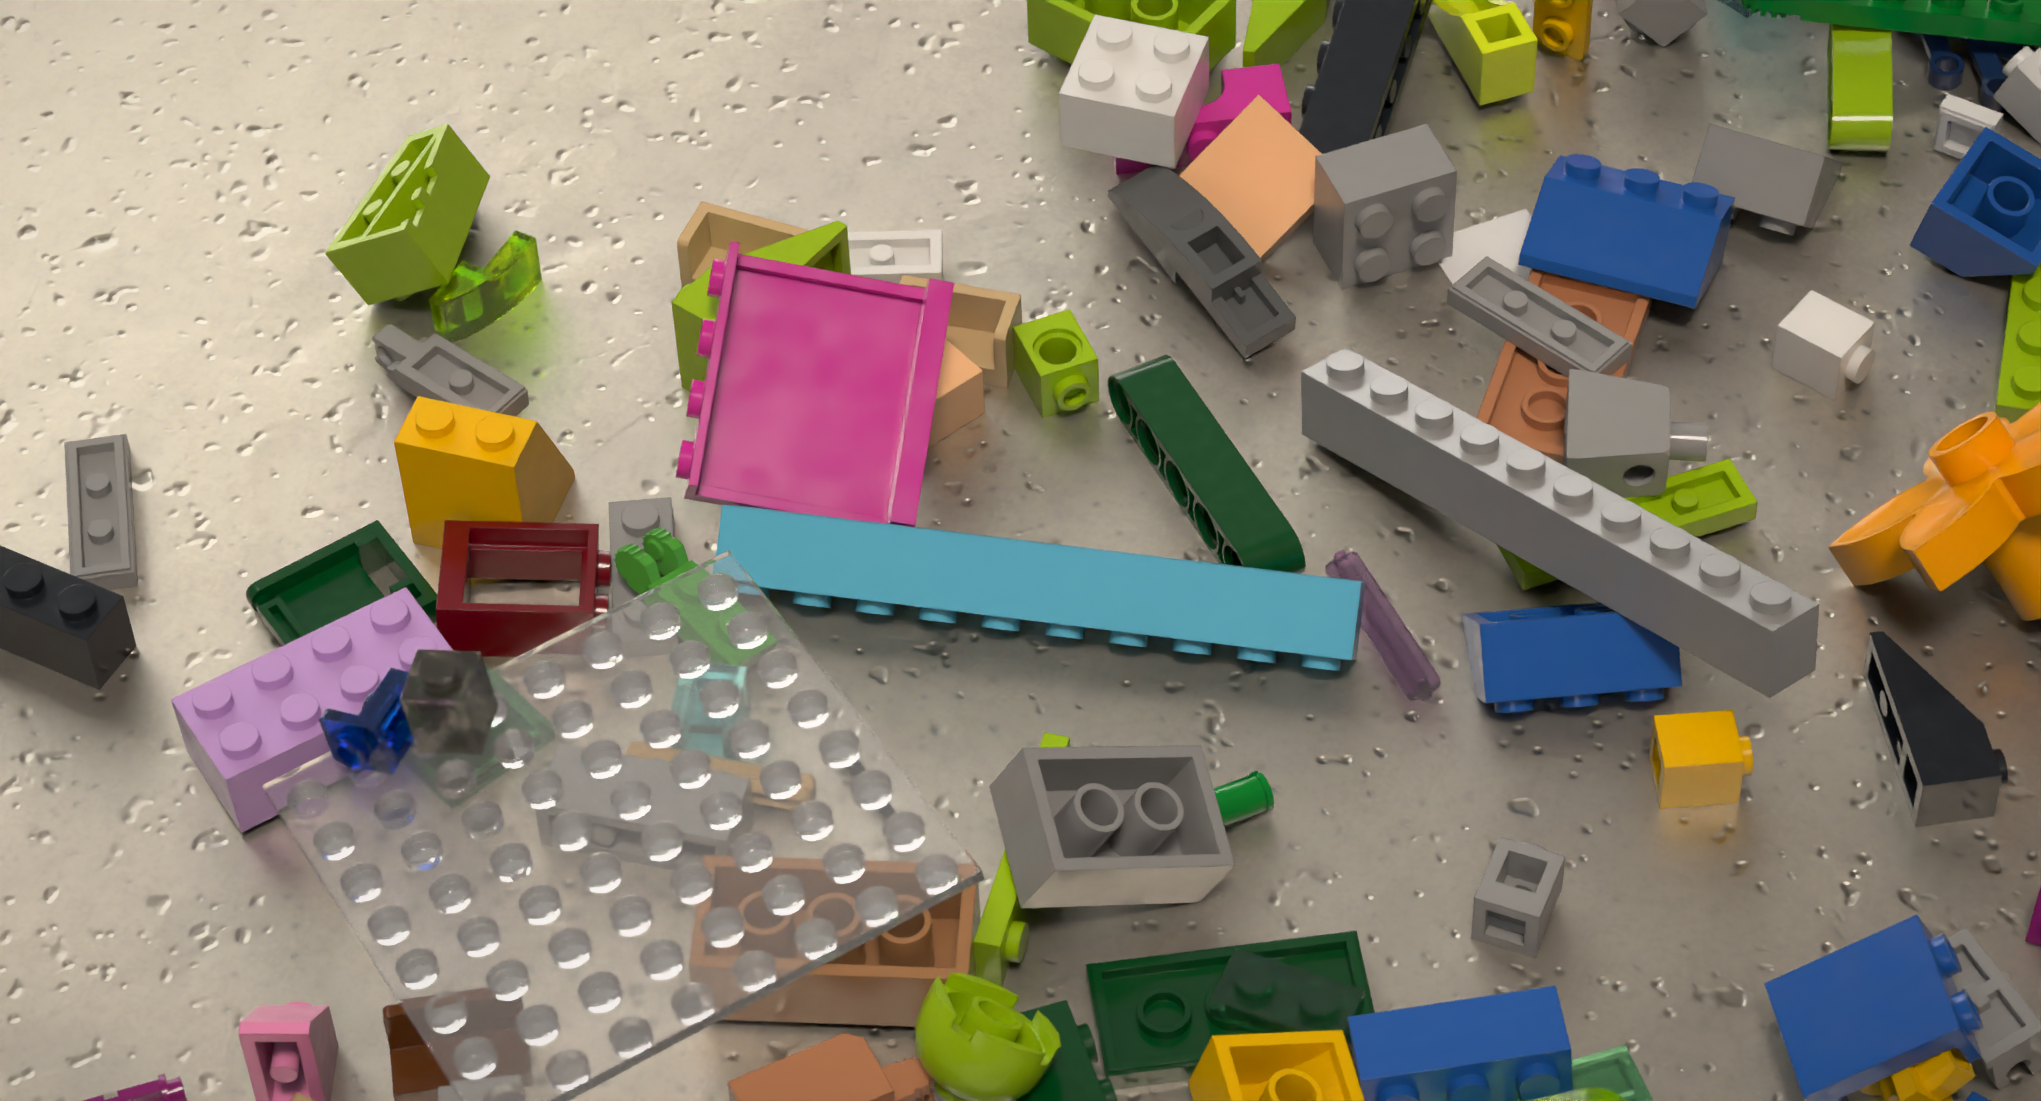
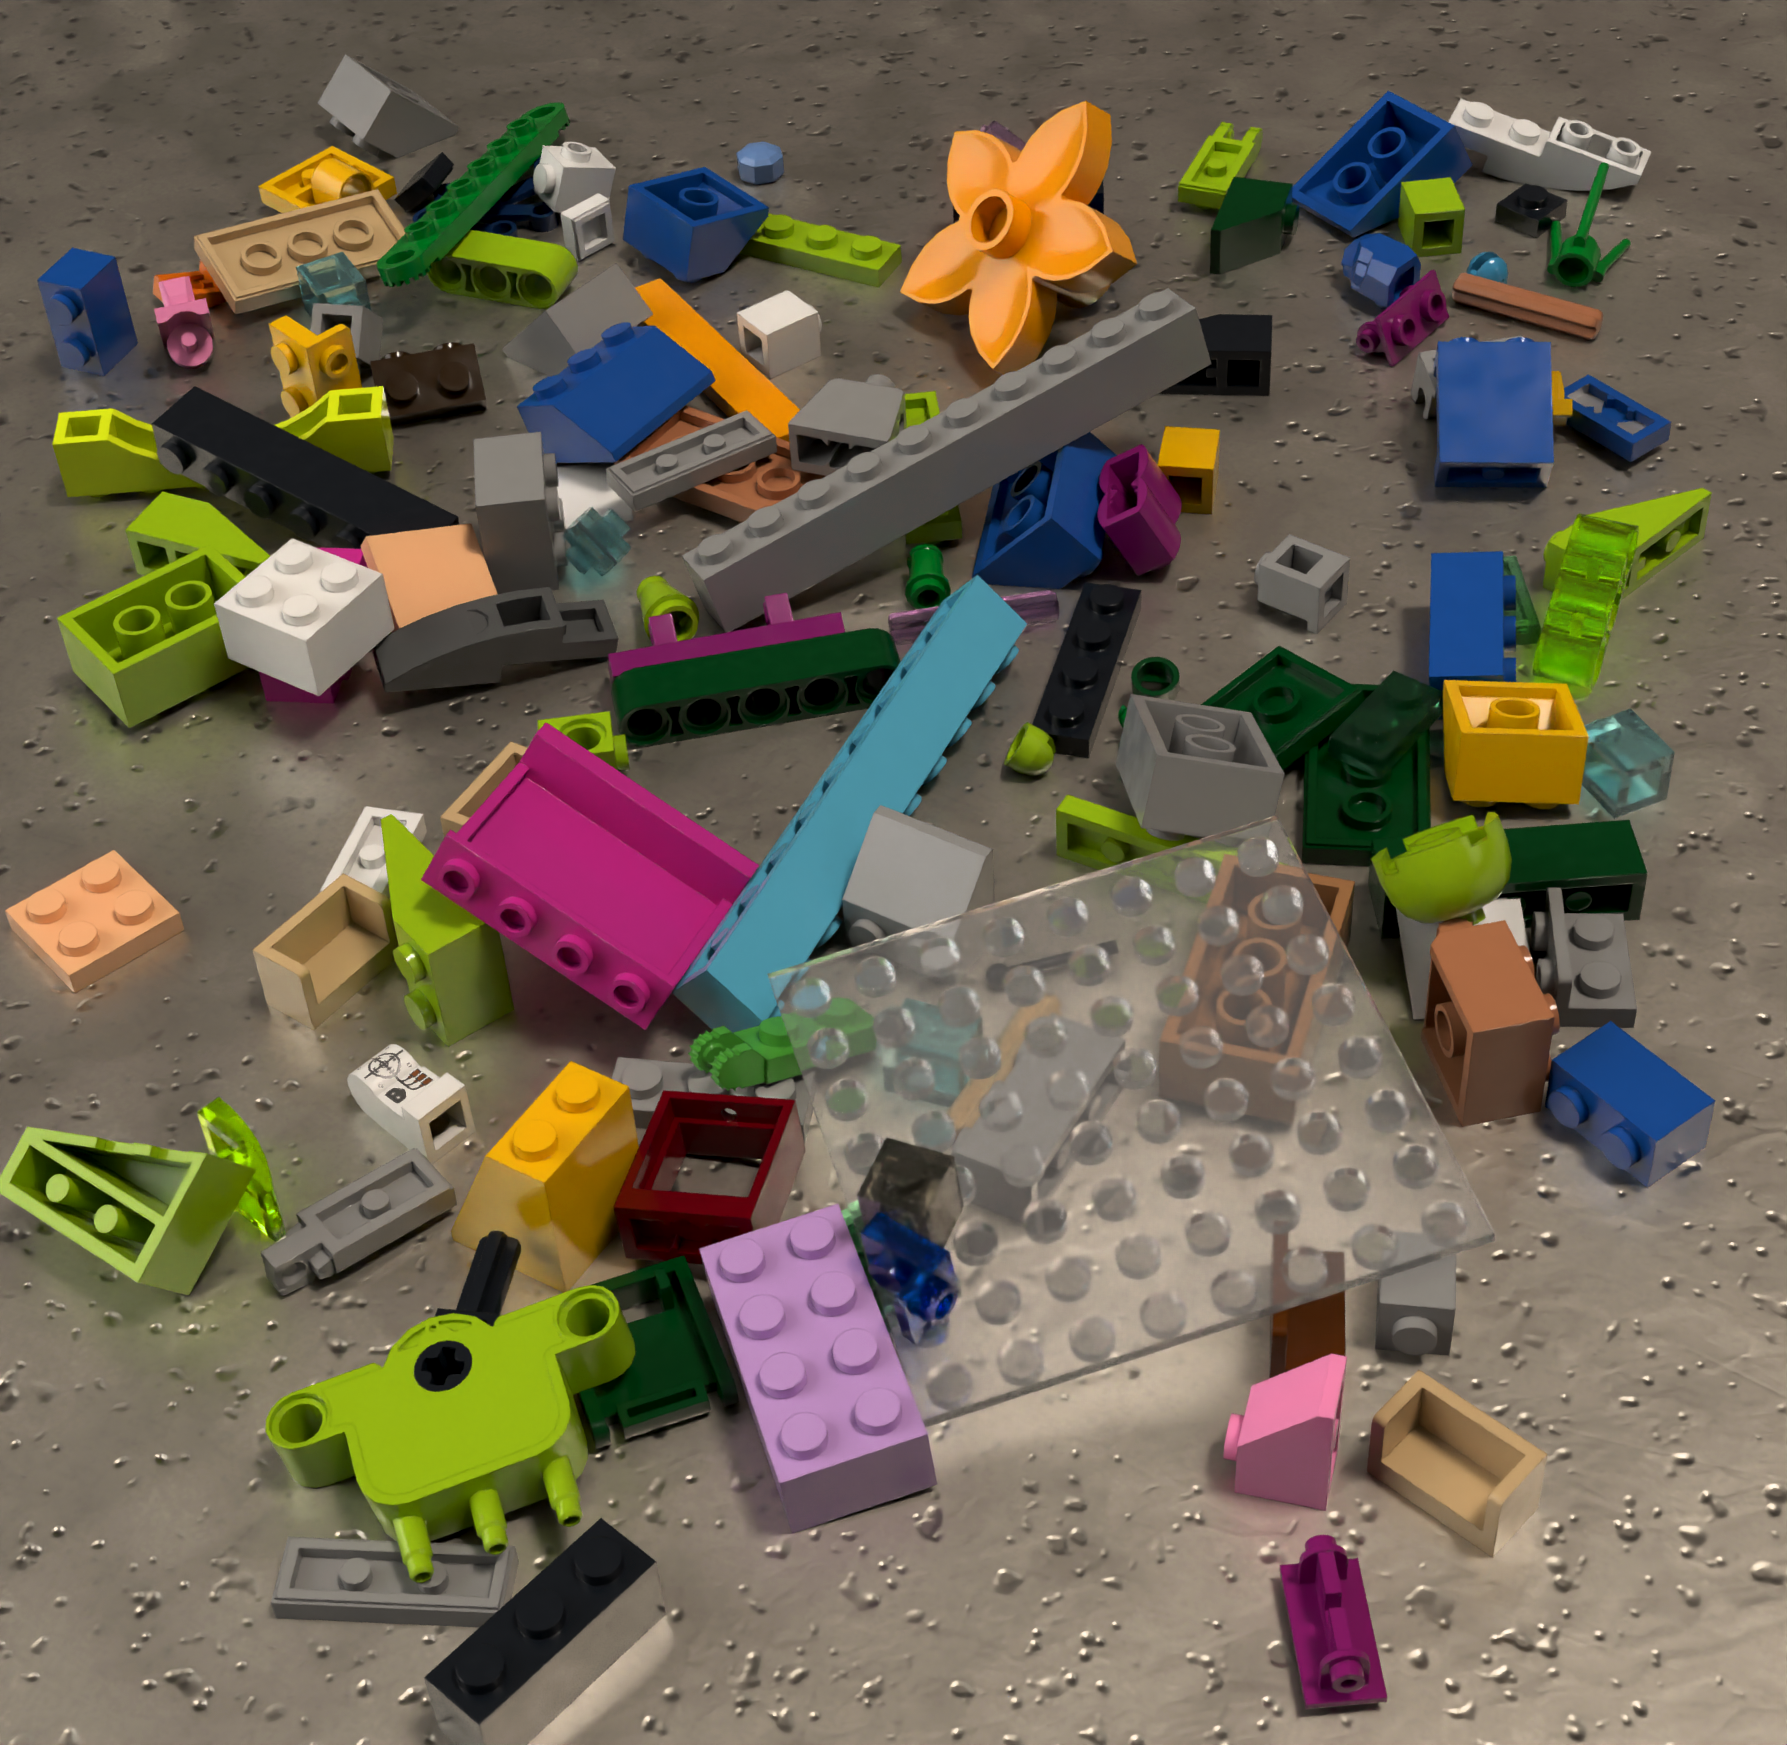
camera: 75 degrees left, 5 degrees down
(235, 497) = (463, 1412): none -> lime piece
(589, 370) = (408, 1098): none -> white leg
(771, 104) = (94, 921): none -> light nougat plate
(897, 655) = (912, 877): none -> light grey slope
(1174, 708) = (1031, 751): none -> lime hinge
(1279, 465) = (778, 629): none -> magenta hinge
(1283, 372) = (661, 598): none -> lime cone
(1293, 798) = (1155, 678): none -> dark green hinge
(1294, 907) = (1290, 702): none -> dark green tile
(1335, 738) = (1088, 667): none -> black plate
(1388, 286) = (596, 541): none -> clear light blue gear
(1430, 571) = (927, 581): none -> green pin
(1579, 720) = (1140, 510): none -> magenta brick
(1621, 88) = (430, 382): none -> dark brown bracket
(1750, 315) = (737, 383): none -> light orange tile

